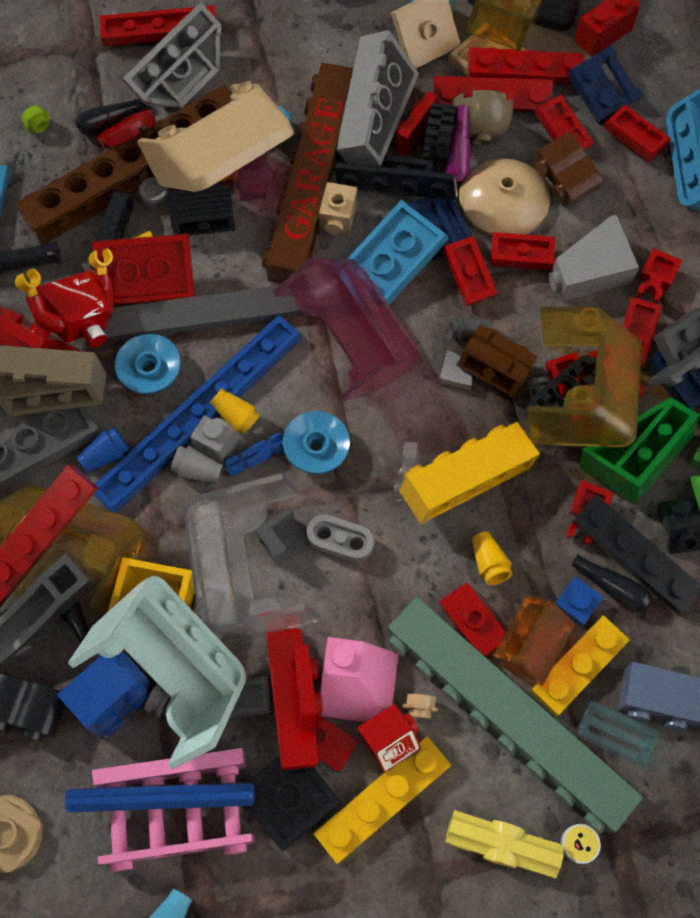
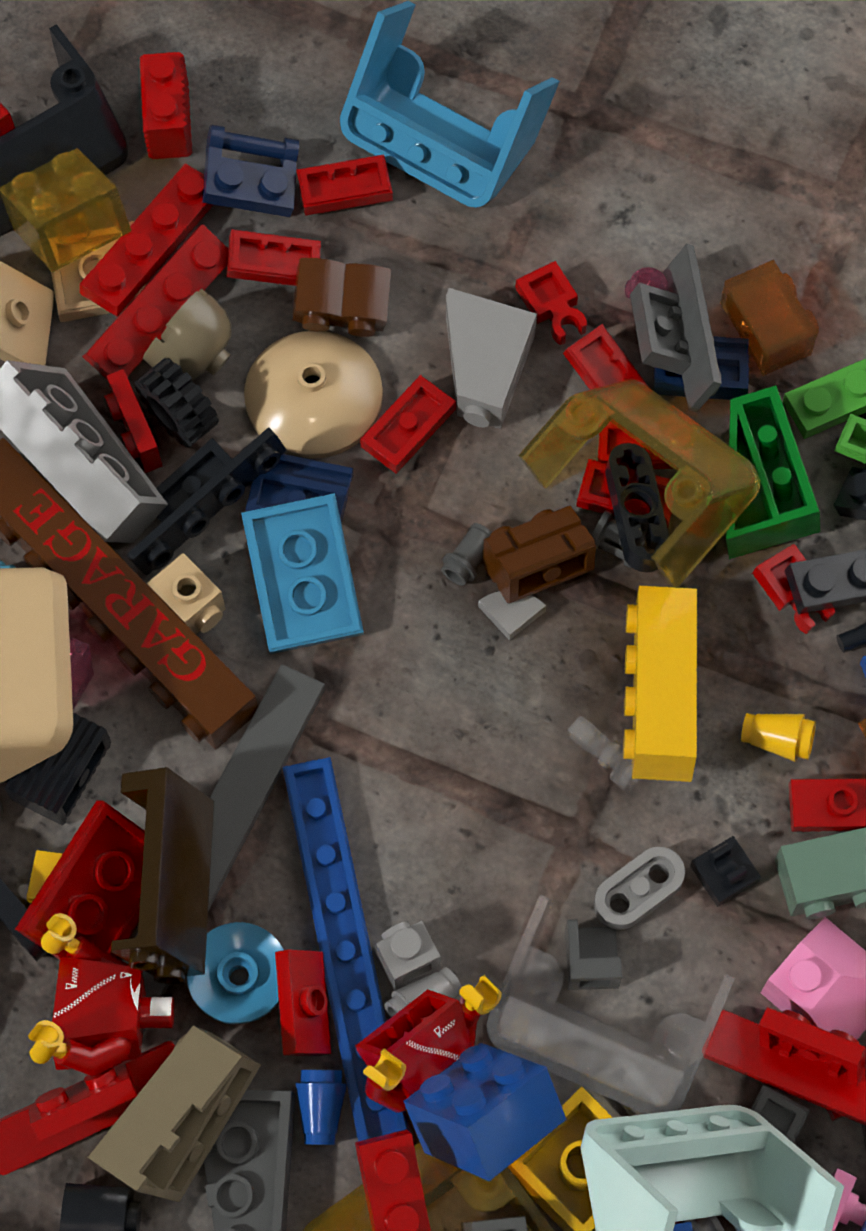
camera: 55 degrees left, 0 degrees up
(141, 526) = (485, 1110): none -> blue brick
(152, 405) = (303, 1003): none -> red plate
(156, 478) = (422, 1041): none -> red torso
(169, 291) = (173, 876): none -> dark brown panel
(235, 411) = (385, 904): yellow cone -> none
(254, 454) = (456, 917): blue axle -> none
(316, 428) = (501, 812): dark azure dish -> none
(357, 319) = (382, 678): clear pink windscreen -> none
(386, 580) = (725, 871): none -> black tile
(459, 149) = (234, 413): magenta piece -> none
(470, 271) = (394, 502): red plate -> none

